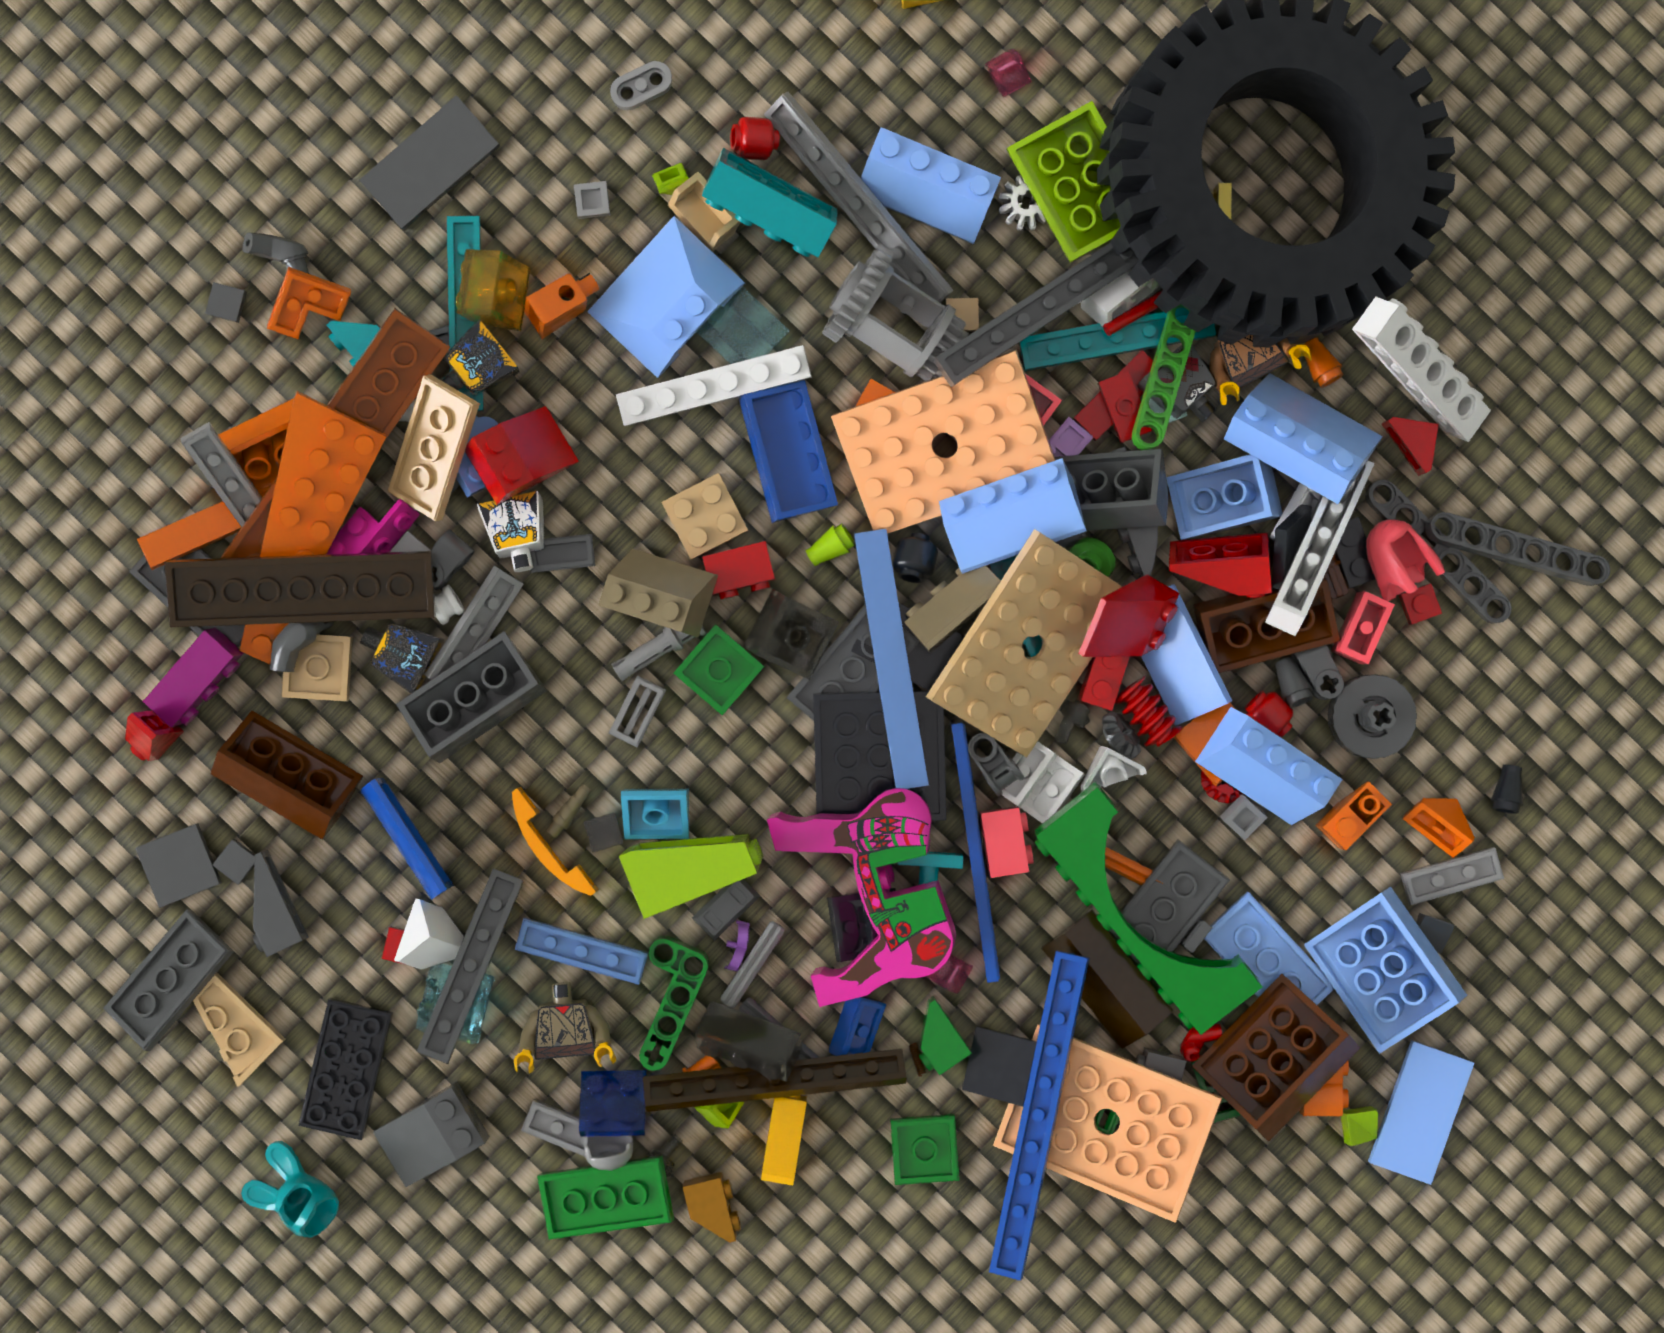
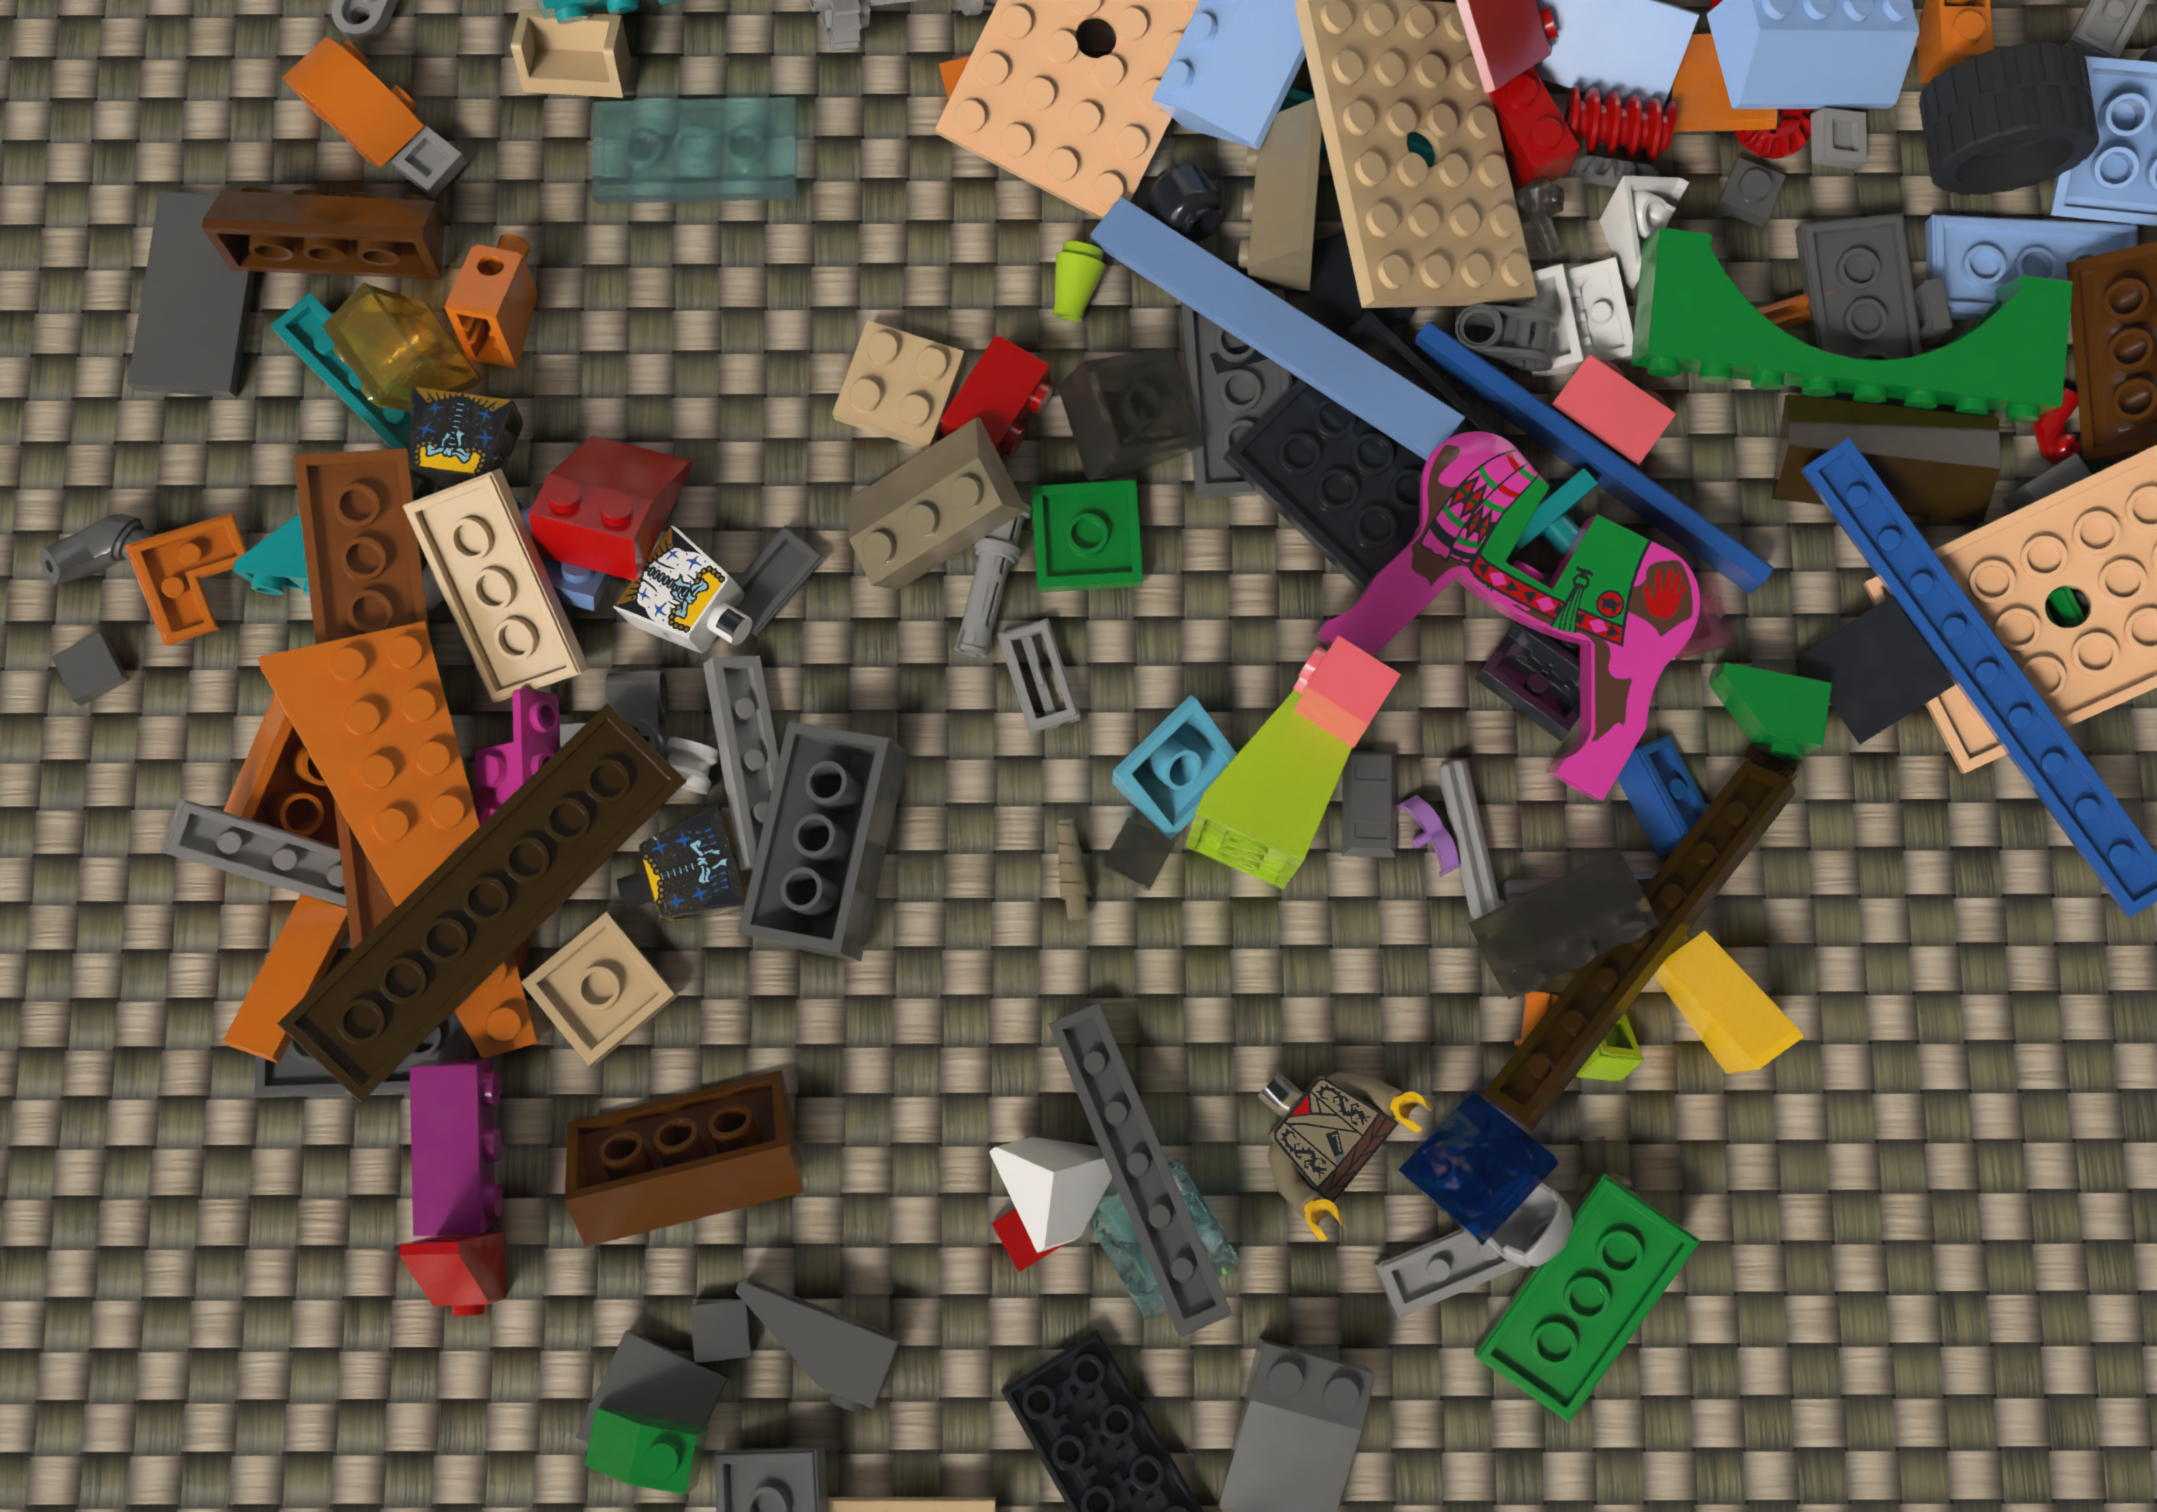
camera: 50 degrees left, 10 degrees down
(159, 883) = (646, 1450): none -> green slope
(292, 640) = (536, 977): dark grey arm -> none
(406, 837) = (905, 1089): blue slope -> none
(512, 197) = (327, 233): none -> reddish brown slope
(524, 812) = (1022, 916): light orange slope -> none
(581, 950) = (1252, 1023): medium blue tile -> none
(583, 139) = (354, 101): none -> orange brick
(665, 296) = (615, 188): light blue slope -> none
(669, 1006) = (1419, 982): green beam -> none
(670, 178) = (498, 63): lime slope -> none
(709, 1205) = (1717, 1177): pearl gold slope -> none
(713, 385) = (766, 230): white plate -> none
(721, 870) = (1343, 689): none -> coral brick
(788, 451) = (923, 227): blue slope -> none
(924, 1149) = (1890, 860): green tile -> none
(1179, 801) = (1750, 192): none -> dark grey plate
(1314, 887) = (2008, 119): none -> black tyre

